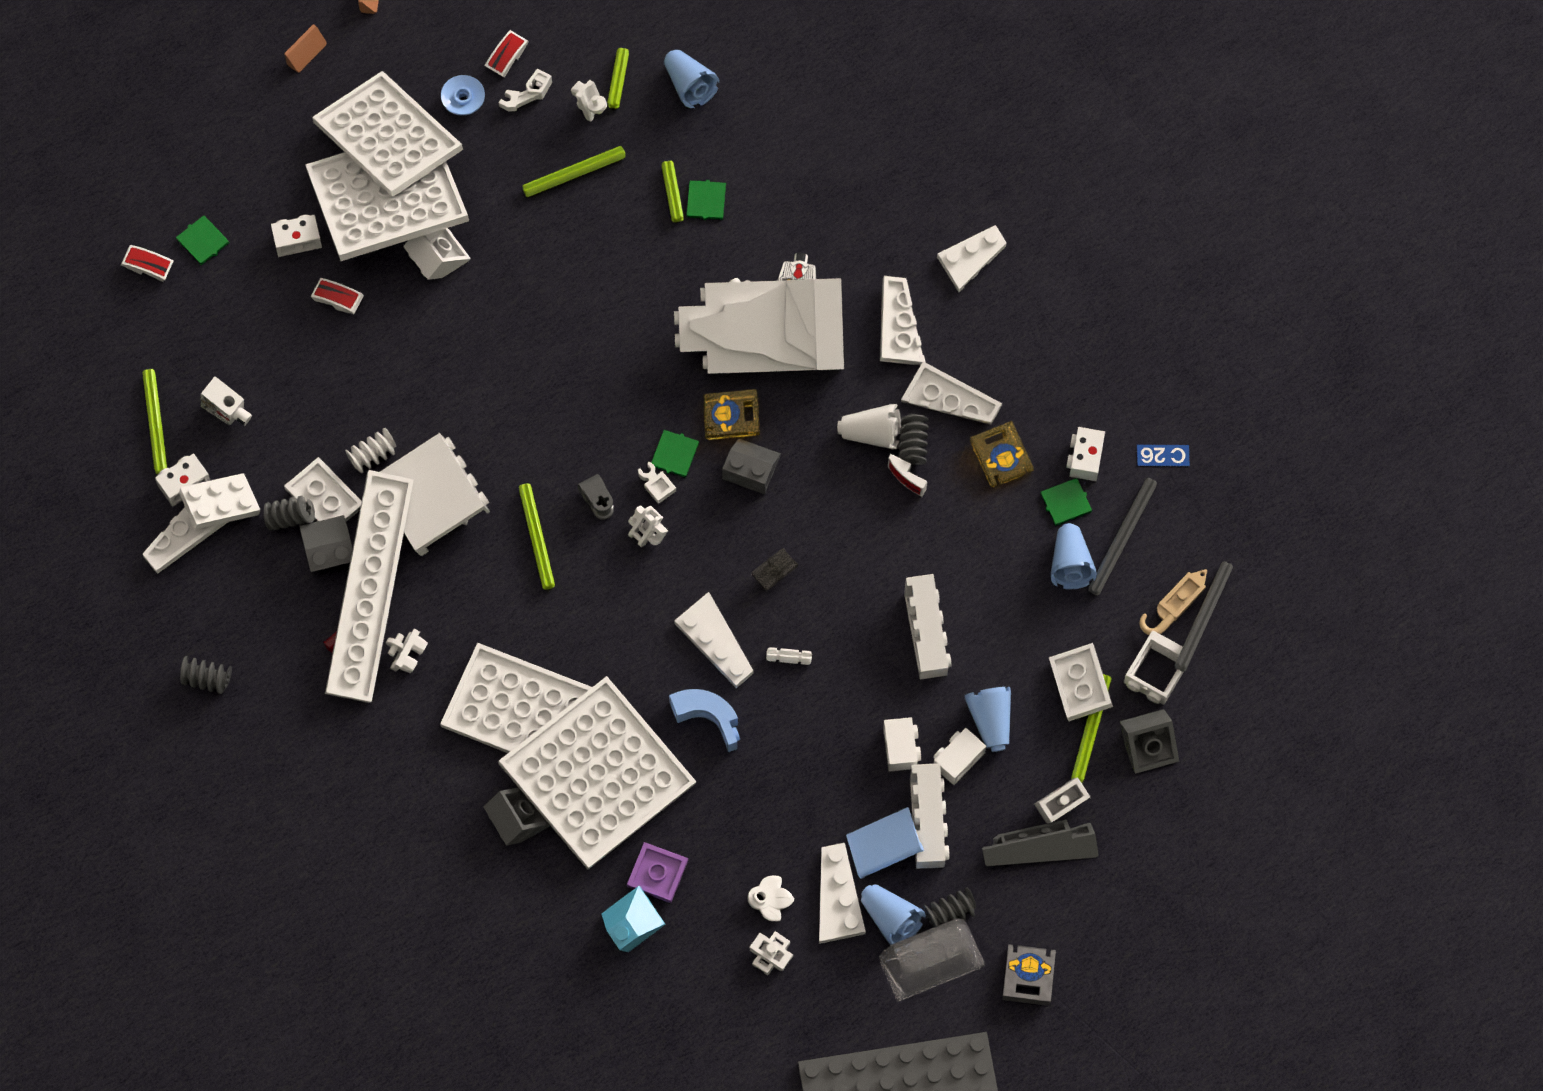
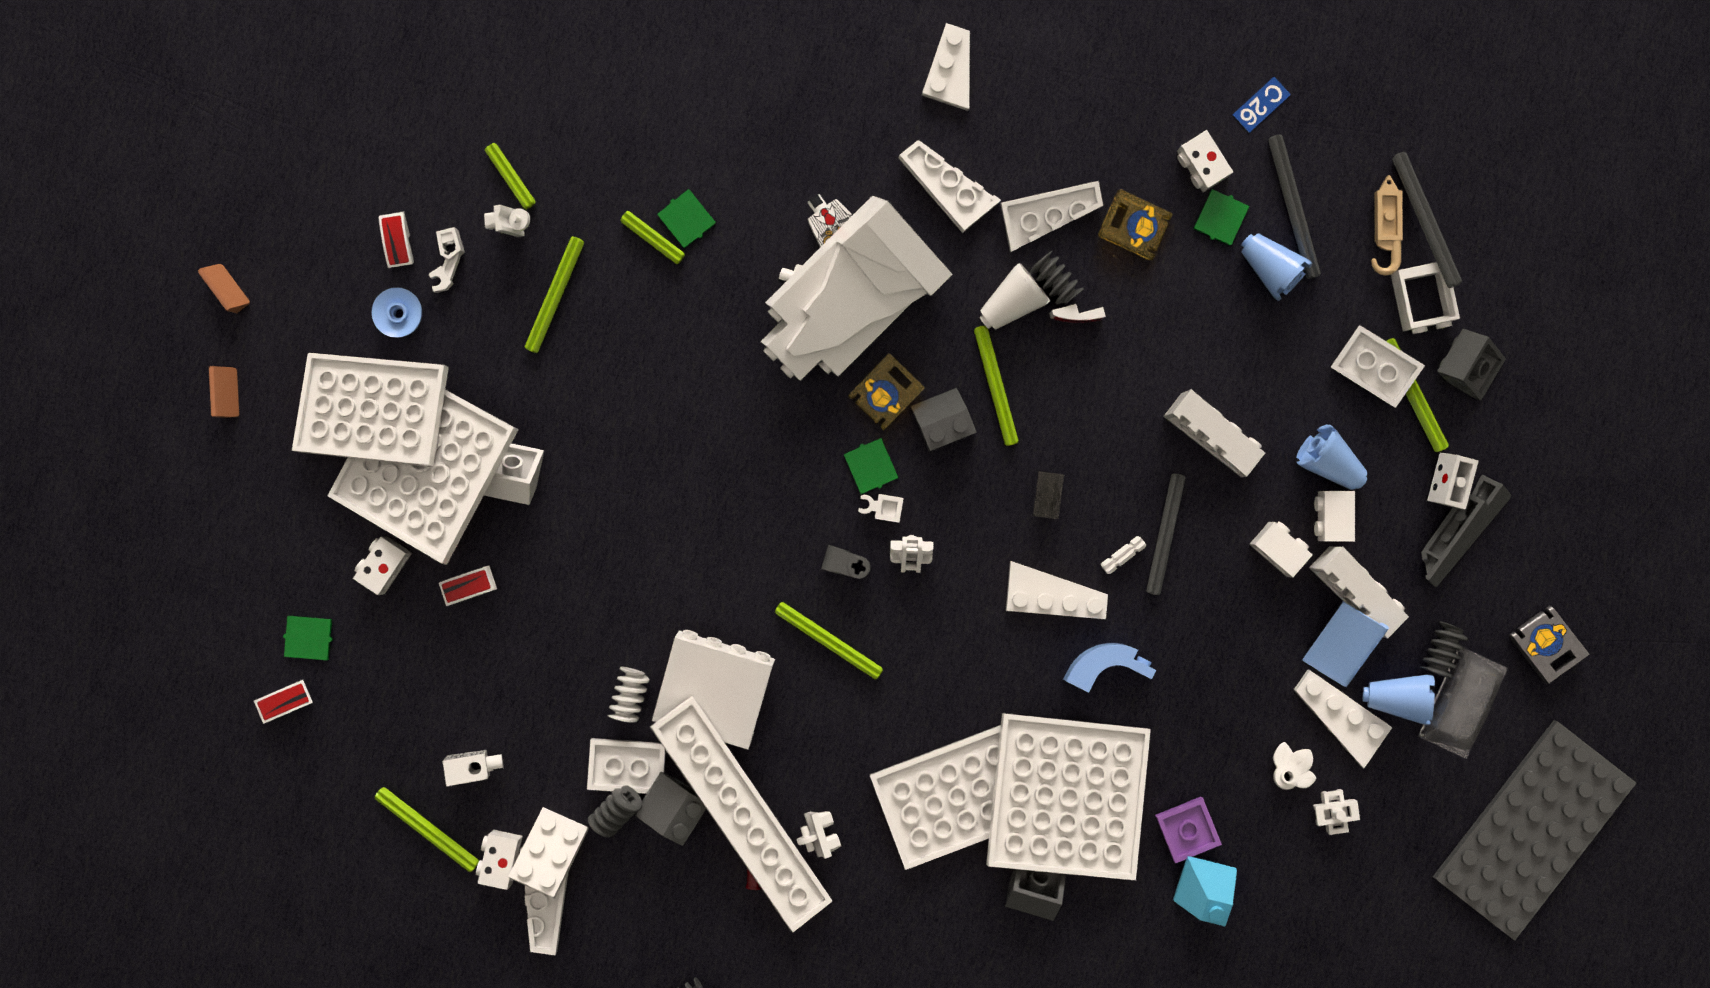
camera: 40 degrees left, 20 degrees up
(691, 79) = (572, 122): light blue cone -> none
(808, 475) = (996, 385): none -> lime axle
(831, 668) = (1165, 534): none -> dark grey axle

